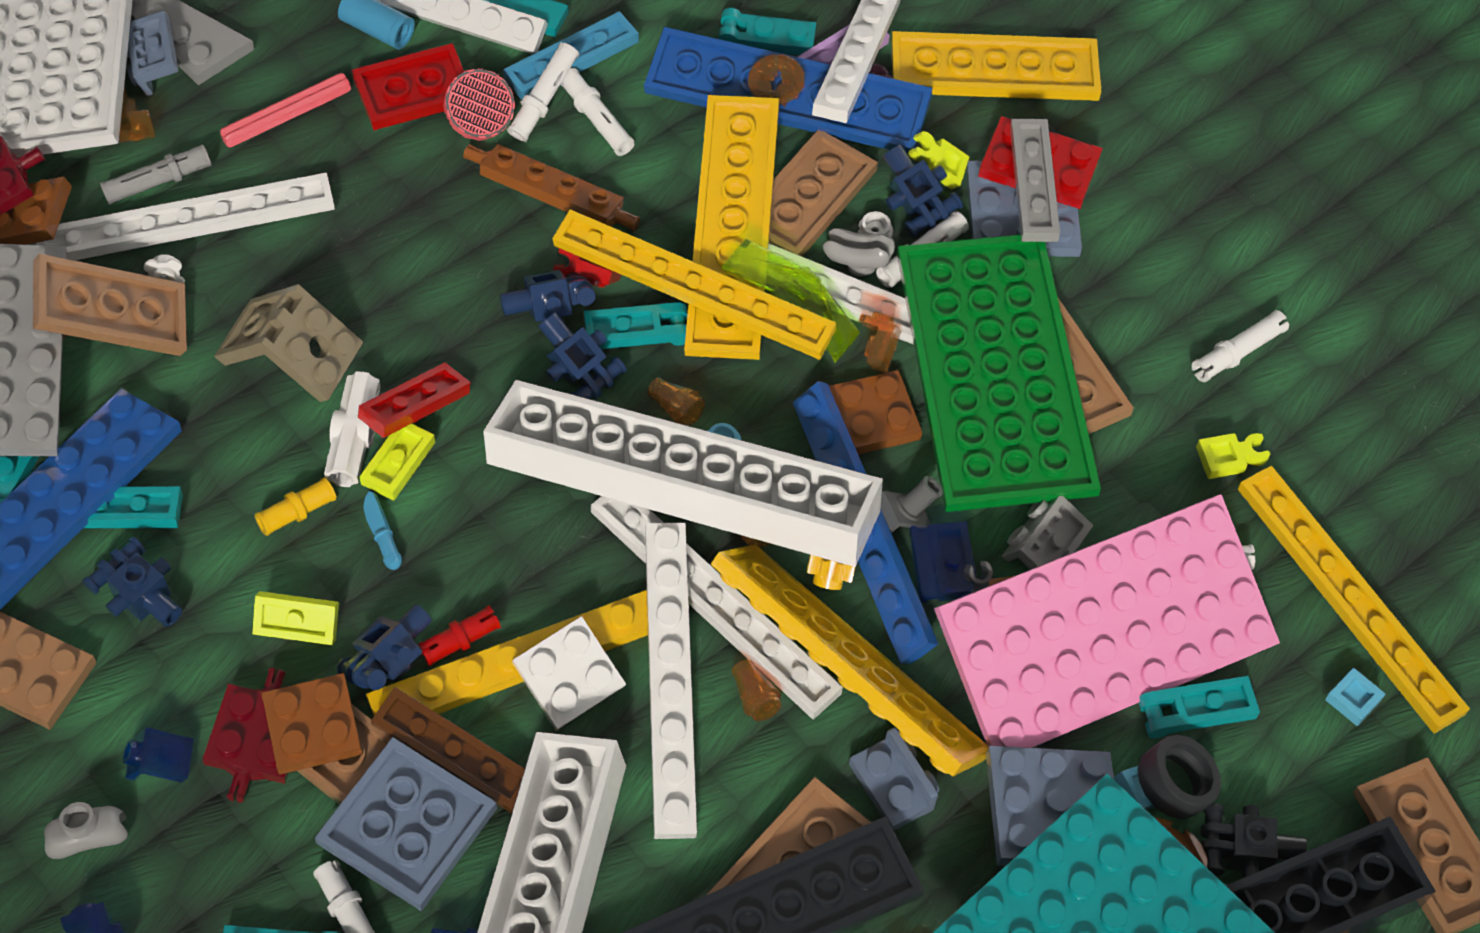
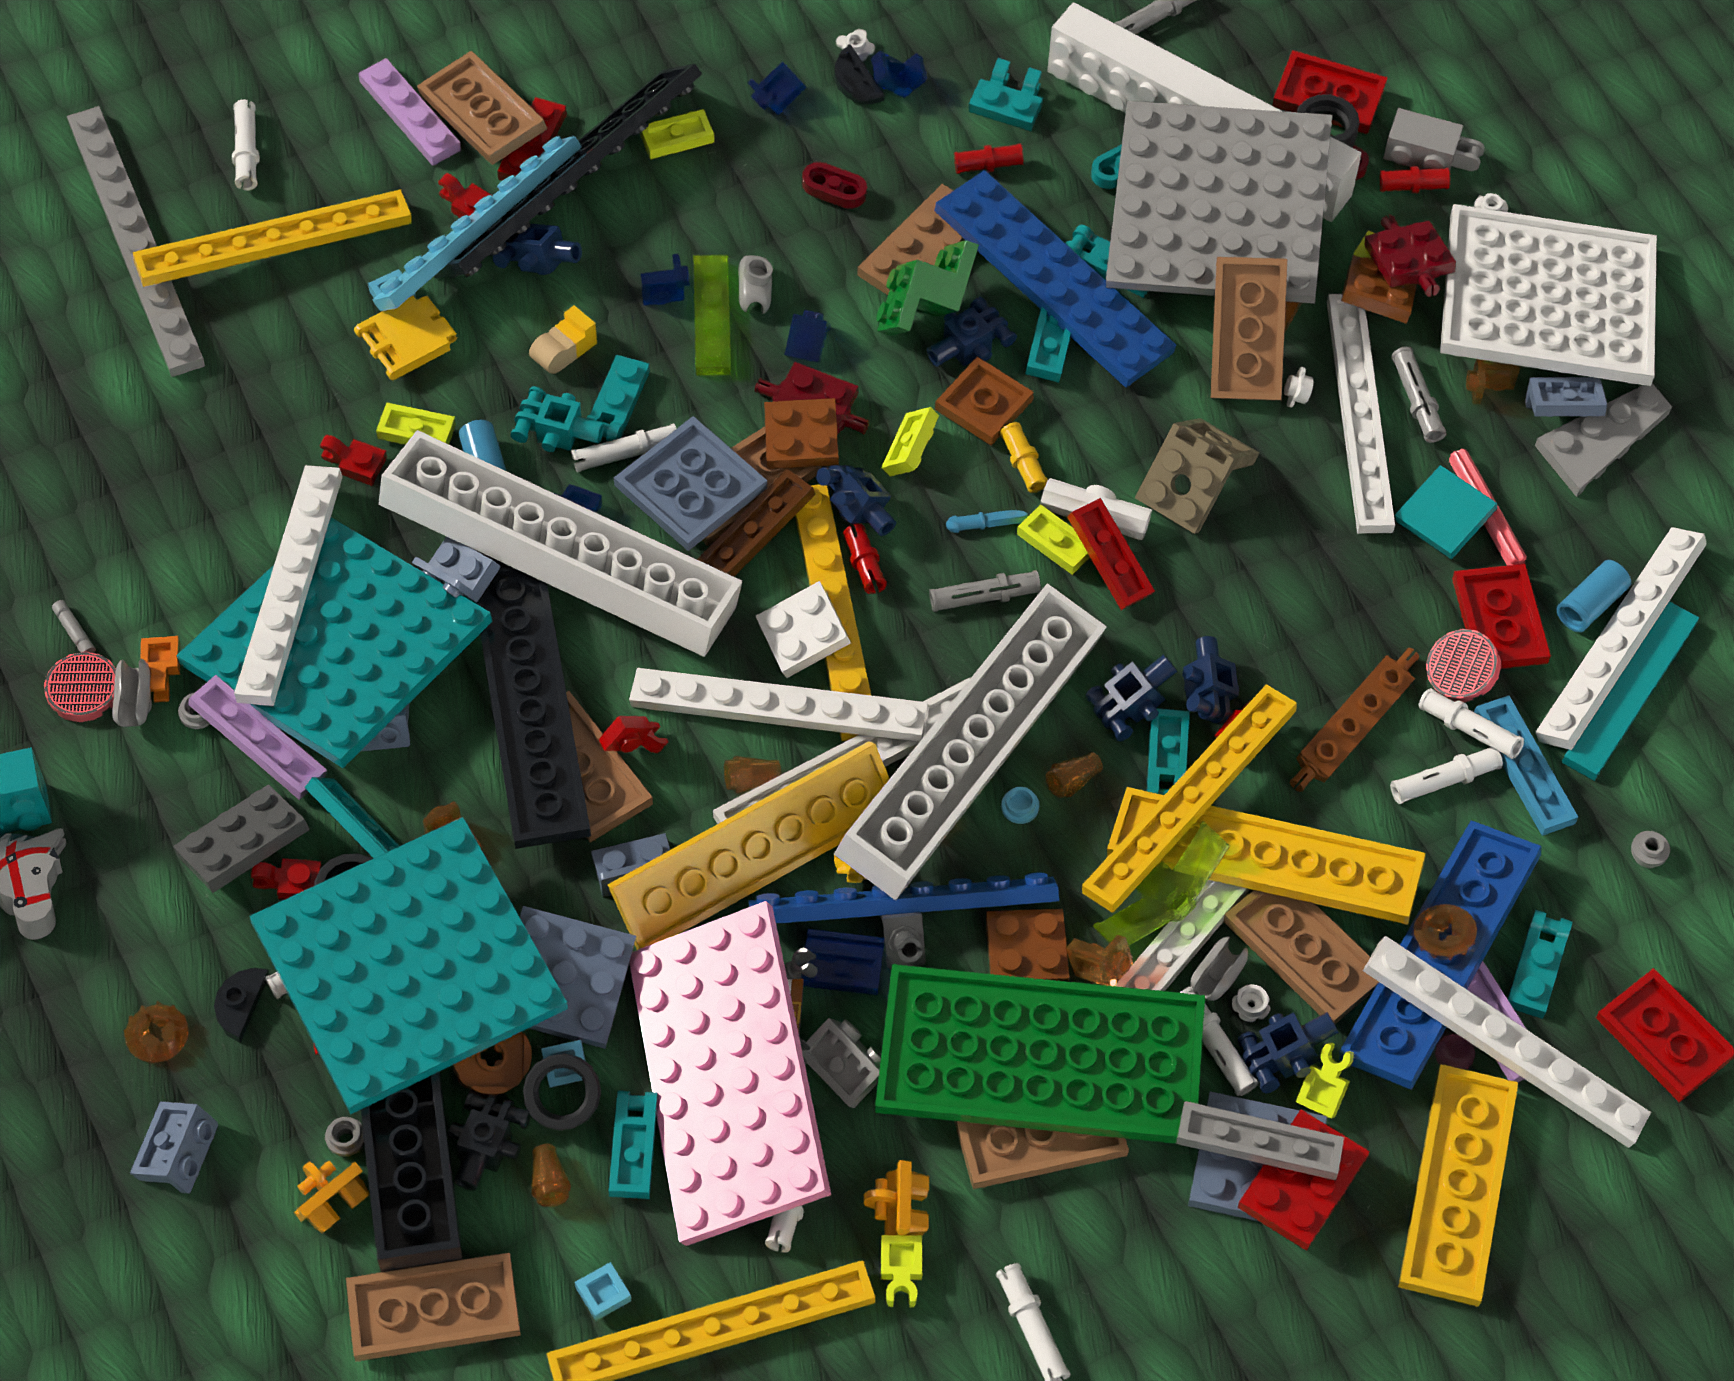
camera: 105 degrees right, 0 degrees up
(92, 621) = (926, 287): none -> green bracket
(134, 874) = (712, 315): none -> clear neon green plate
(224, 557) = (984, 400): none -> dark orange plate
(300, 135) = (1445, 512): none -> teal tile
(469, 499) = (1027, 584): none -> light grey pin
(752, 812) = (630, 732): none -> red plate
(1172, 466) = (893, 1200): none -> light orange hips
(1264, 773) = (549, 1179): none -> clear orange cone

